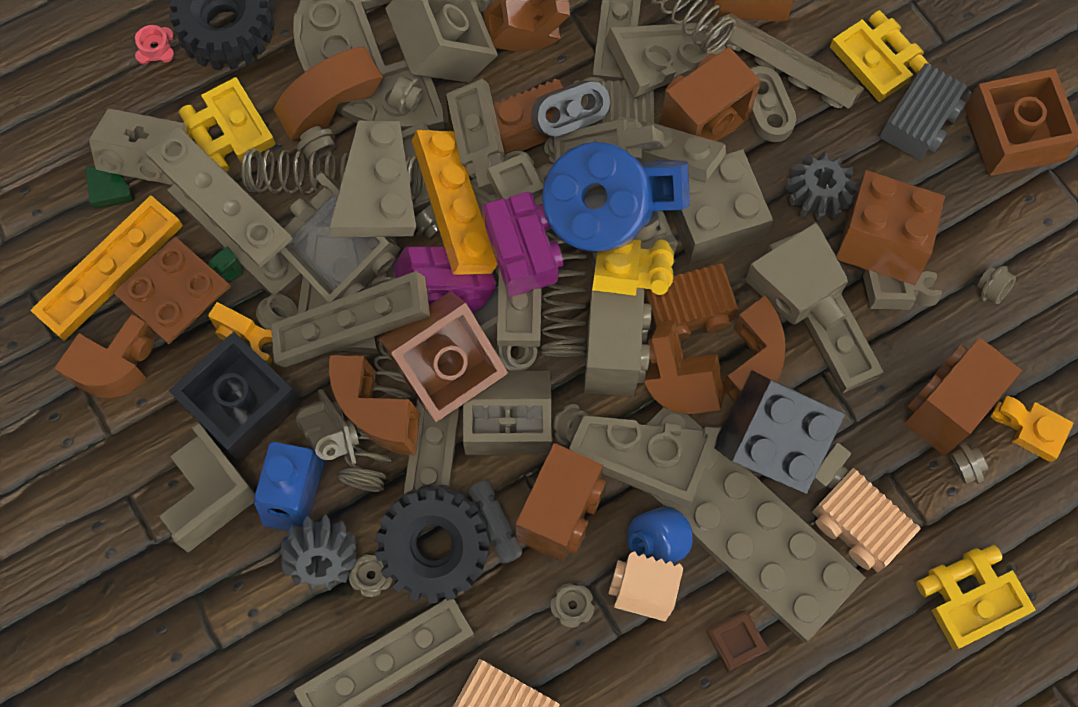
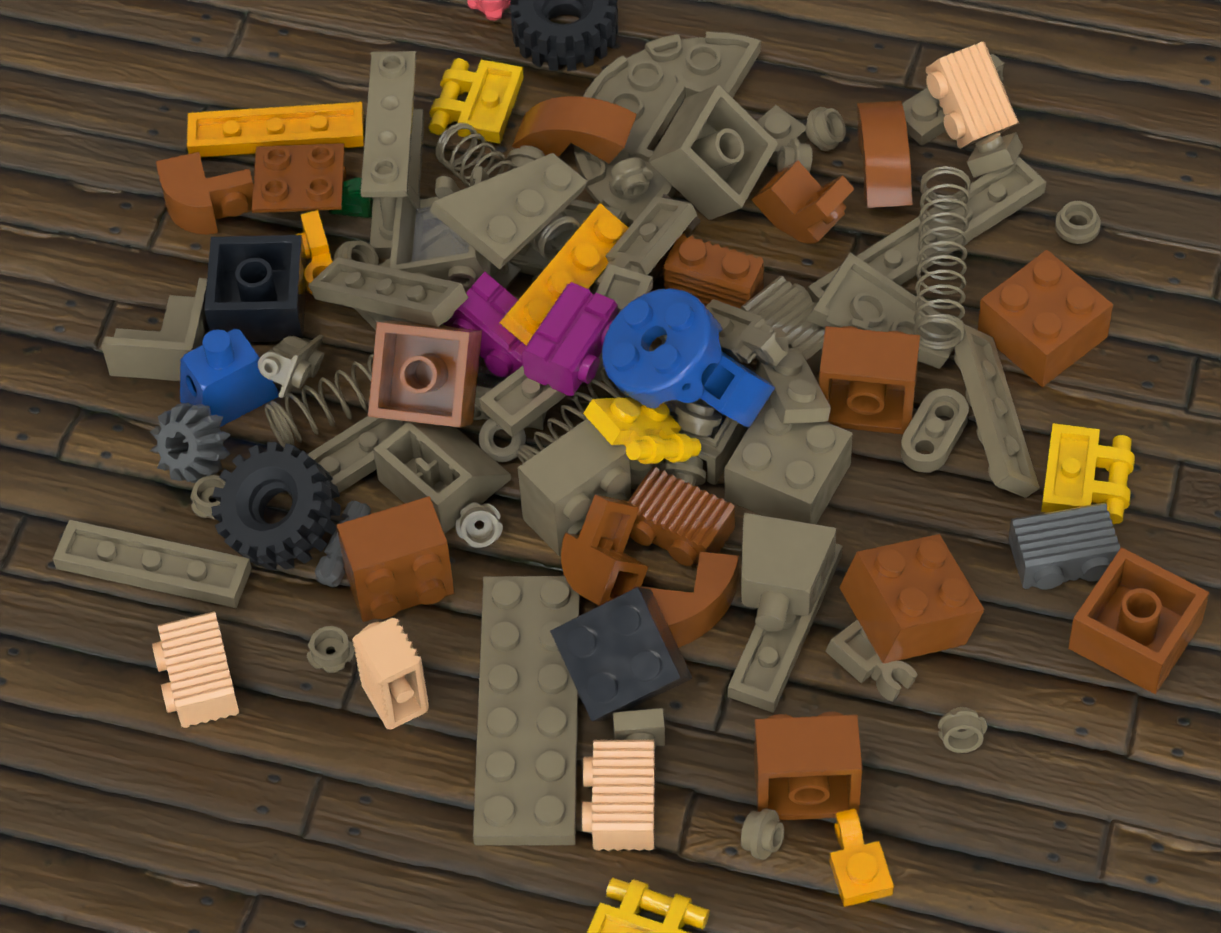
camera: 50 degrees right, 15 degrees down
(106, 188) = (339, 74): dark green tile -> none
(124, 139) = (392, 34): dark tan brick -> none
(384, 421) = (330, 353): dark orange brick -> none
(567, 108) = (739, 285): dark grey plate -> none
(648, 457) = (501, 588): dark tan wing -> none
(660, 534) = (447, 654): blue head -> none
(737, 641) = (422, 791): reddish brown tile -> none
(826, 173) = (896, 519): dark grey gear -> none

